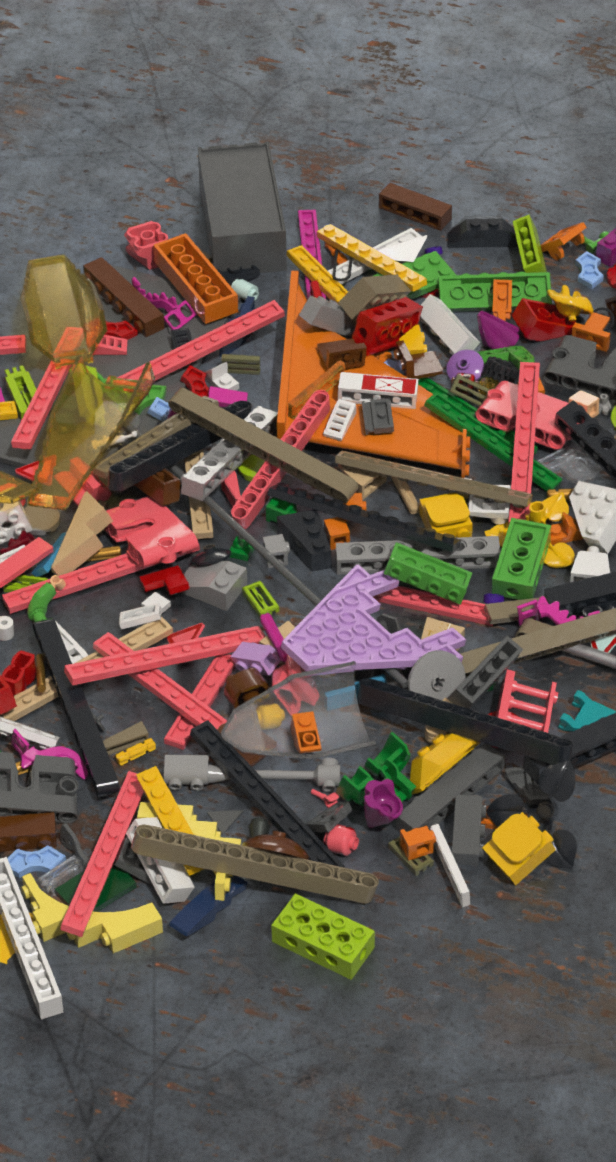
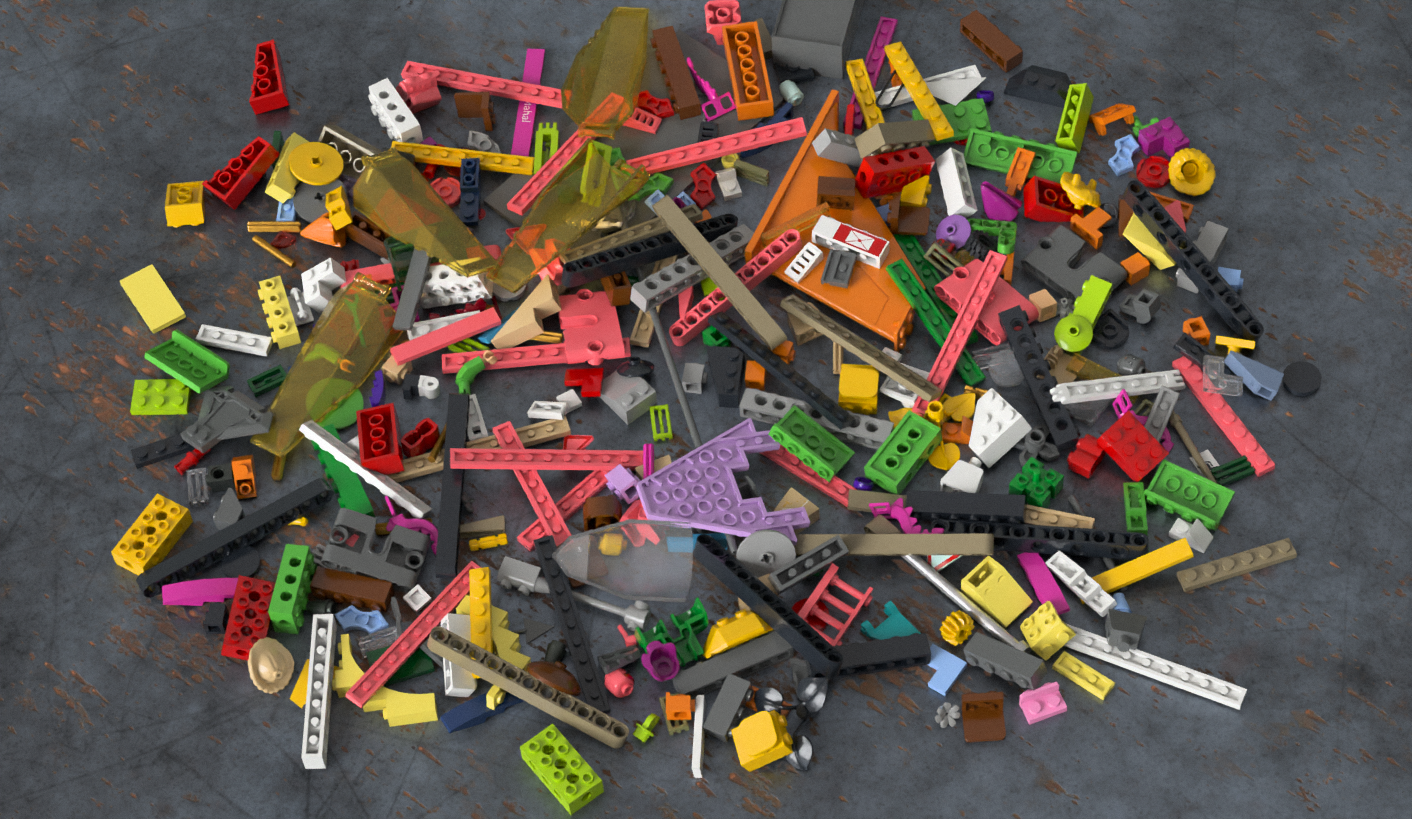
camera: 25 degrees right, 10 degrees up
(86, 822) = (417, 598): none -> white plate
(212, 360) = (728, 161): none -> light yellow tile
(226, 396) = (722, 205): dark pink tile -> none
(241, 549) = (662, 367): green tile -> none
(305, 732) = (631, 572): orange slope -> none
(389, 878) = (644, 732): none -> lime piece

